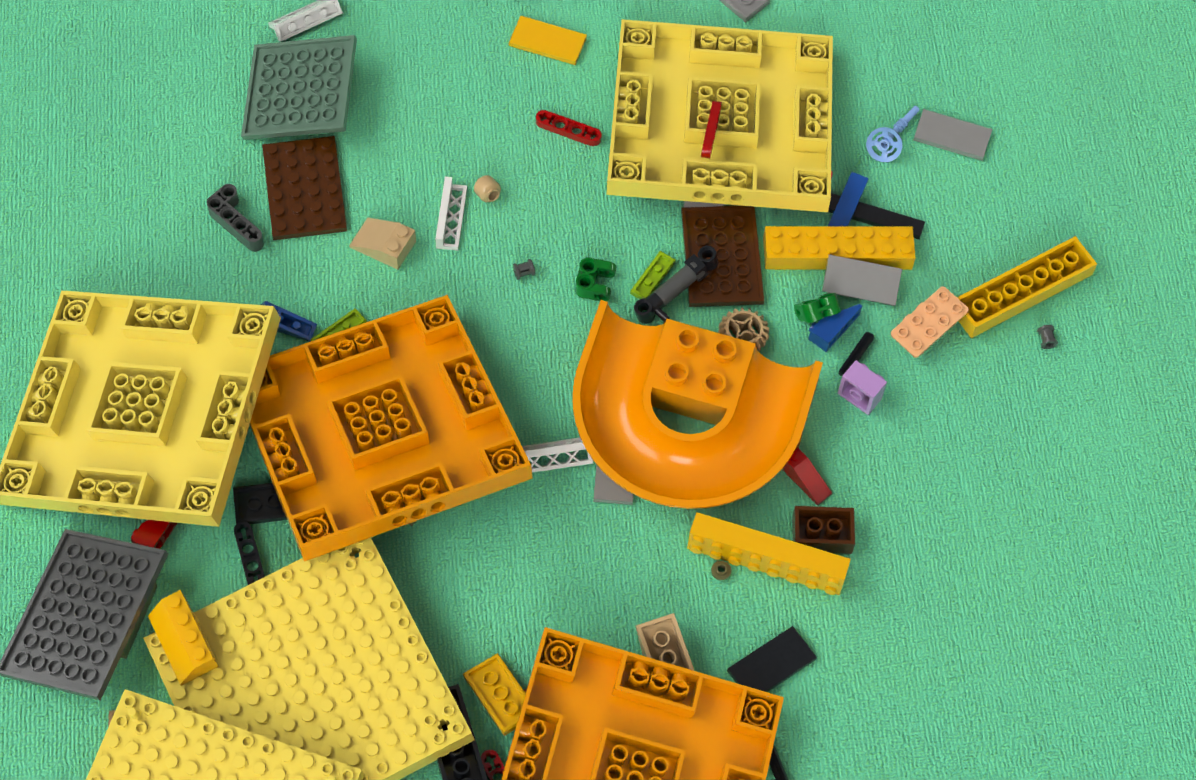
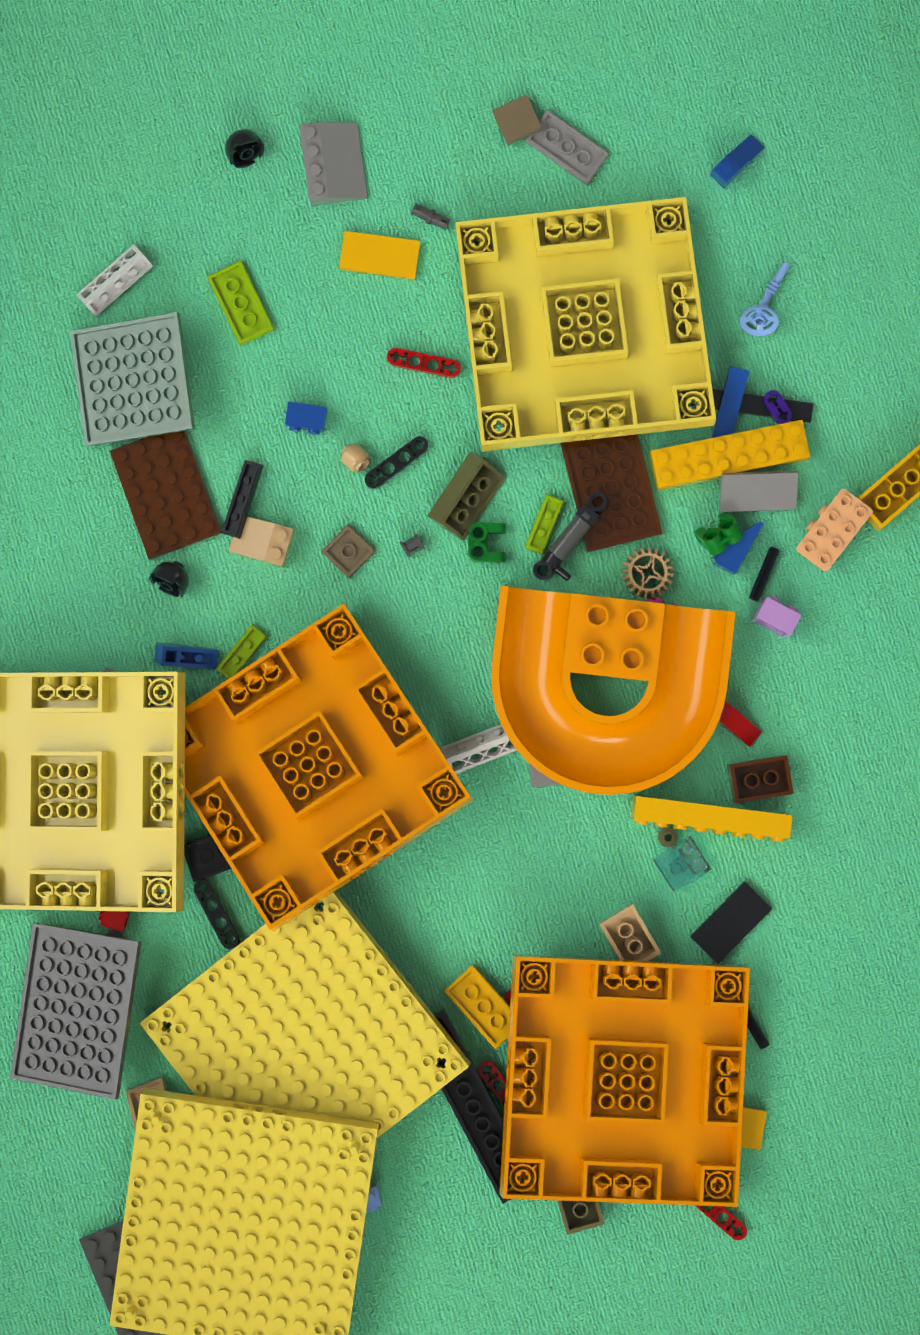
camera: 10 degrees left, 25 degrees up
(182, 638) = (178, 1023): yellow slope -> none
(232, 225) = (107, 550): dark grey beam -> none
(288, 253) = (171, 578): none -> black cylinder
(373, 204) = (242, 499): none -> black tile
(413, 54) = (240, 303): none -> lime tile
(444, 212) = (316, 492): white fence -> none
(450, 149) = (306, 417): none -> blue brick
(462, 265) = (348, 551): none -> dark tan tile
(526, 203) = (394, 460): none -> black beam
(584, 237) = (466, 496): none -> olive slope
(600, 19) = (430, 216): none -> dark grey pin
(711, 129) = (578, 359): red beam -> none
(731, 596) = (682, 864): none -> clear light blue slope
(881, 24) = (736, 161): none -> blue slope
(893, 215) = (781, 404): none -> dark purple beam
(952, 134) = (828, 287): light grey tile -> none

